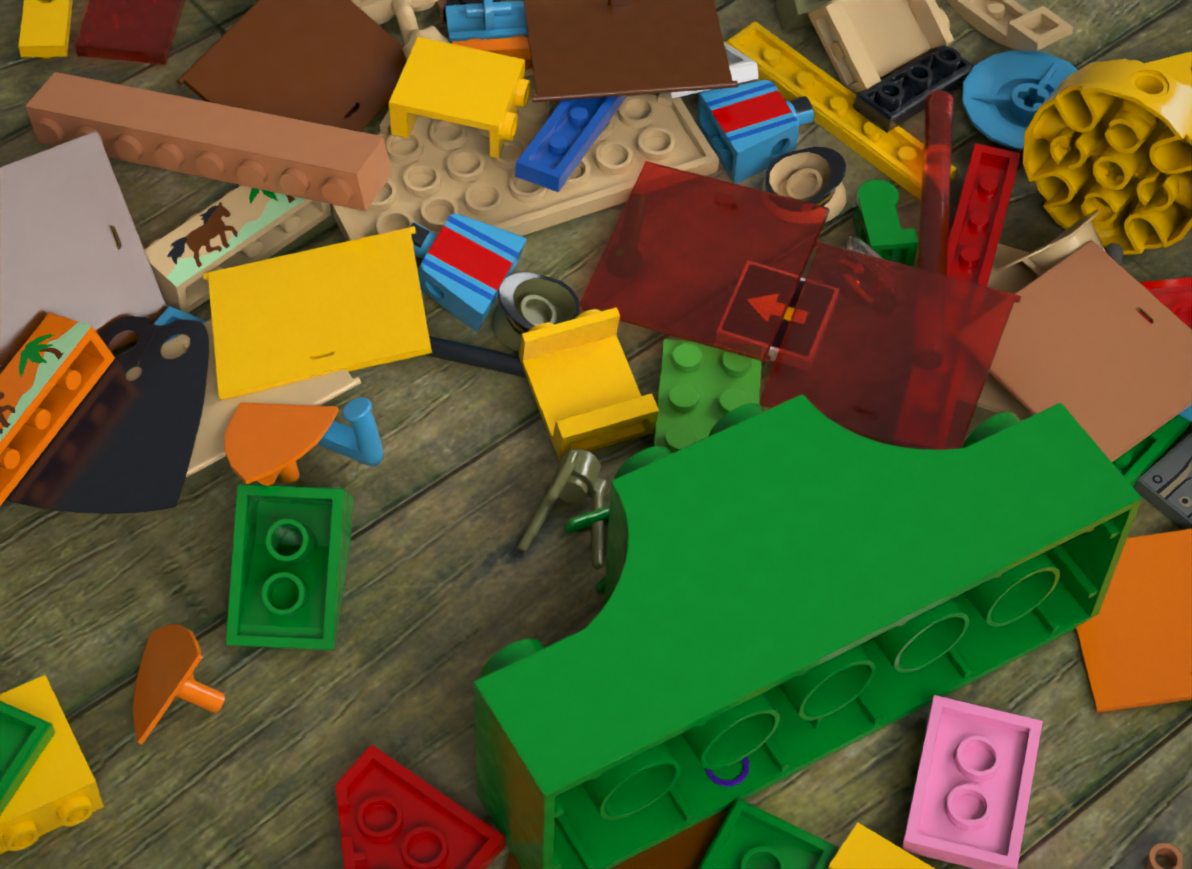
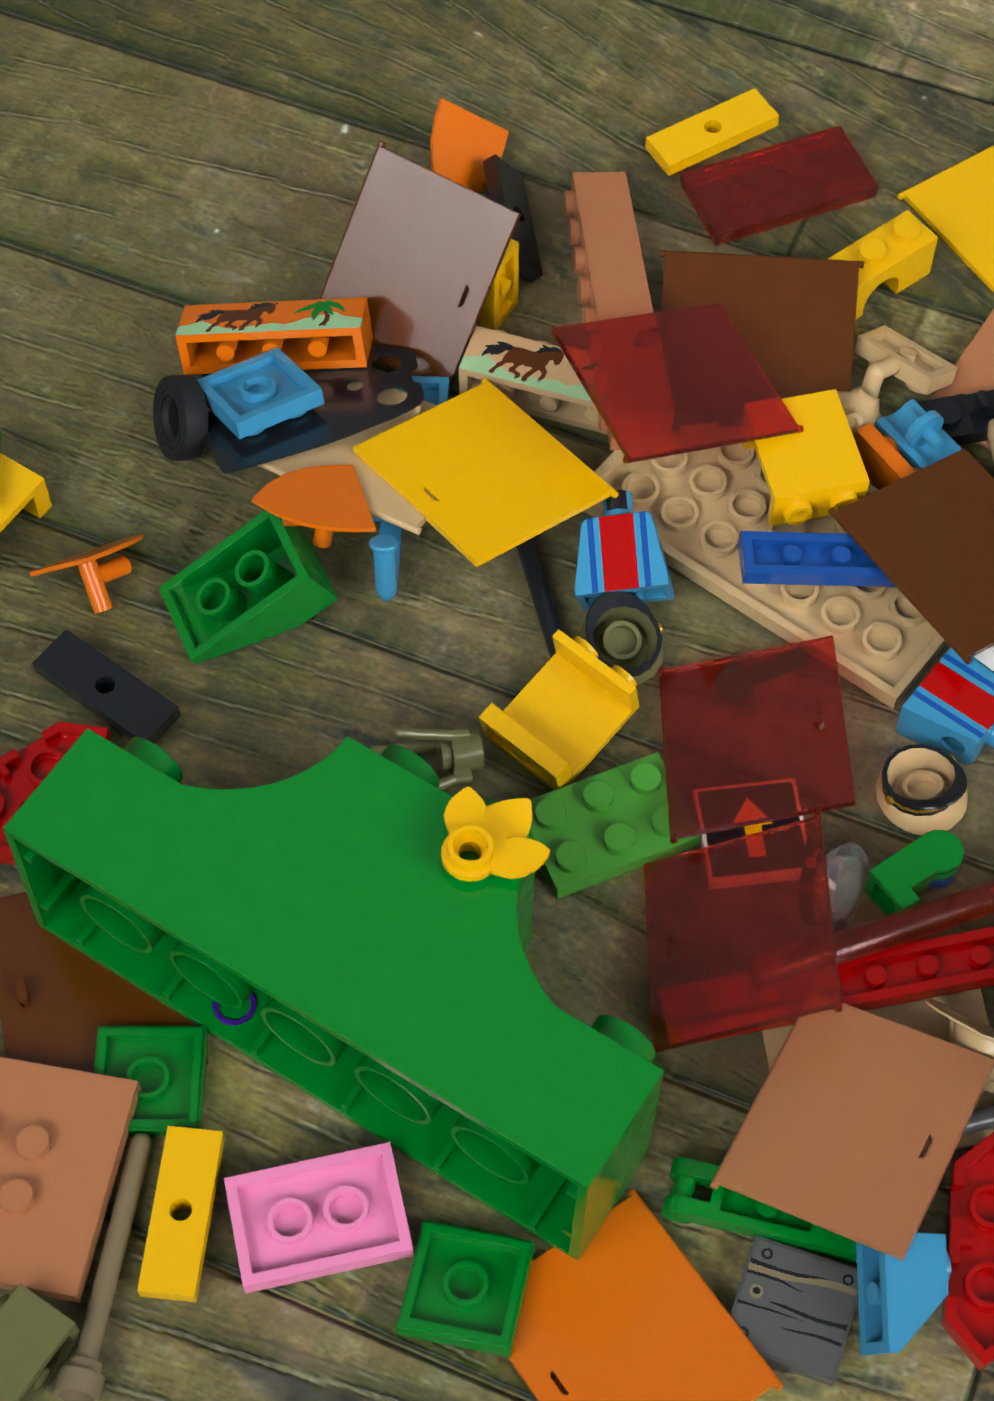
camera: 65 degrees right, 5 degrees up
(50, 556) = (180, 417): none -> black tyre
(94, 444) = (260, 393): none -> dark azure plate
(348, 719) = (88, 674): none -> black tile
(350, 121) = (674, 382): none -> clear red piece
(780, 414) = (494, 833): none -> yellow plate
(1090, 702) = (466, 1288): none -> green tile

